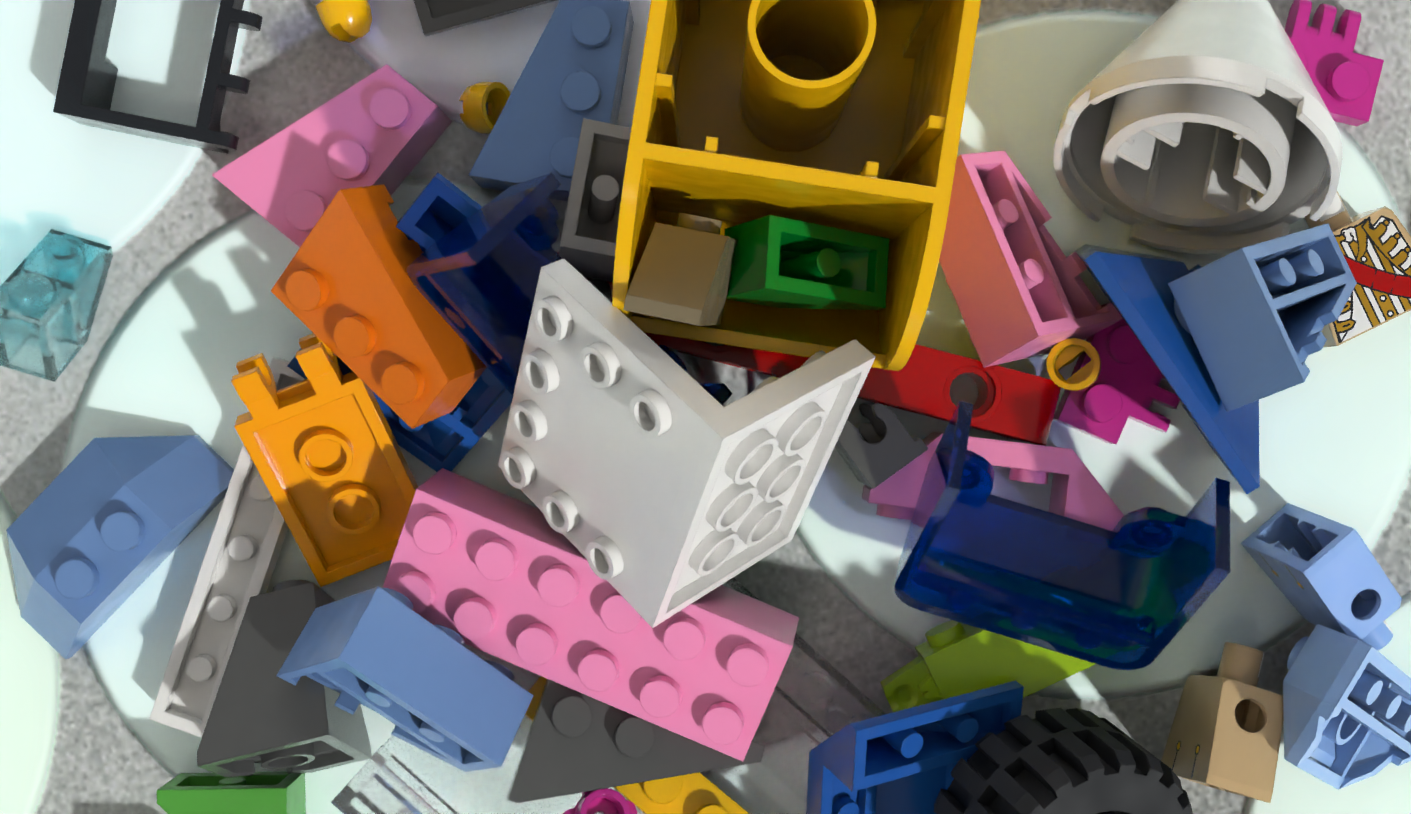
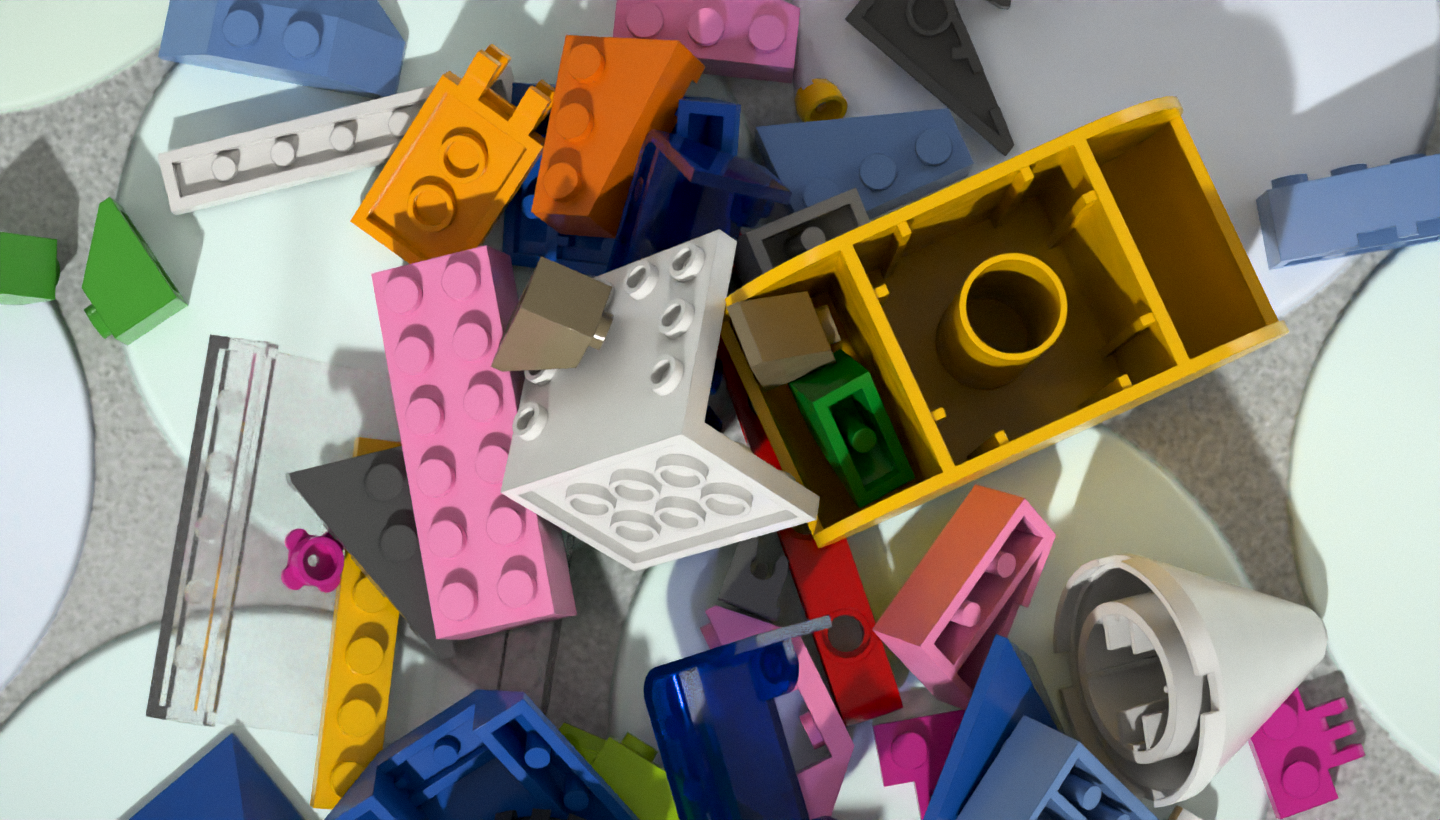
camera: 55 degrees right, 5 degrees down
(267, 717) = (252, 248): dark grey slope -> none
(412, 675) = (338, 336): medium blue wedge -> none
(526, 475) = (554, 320): none -> dark tan slope
(1066, 353) = (926, 692): yellow hinge -> none

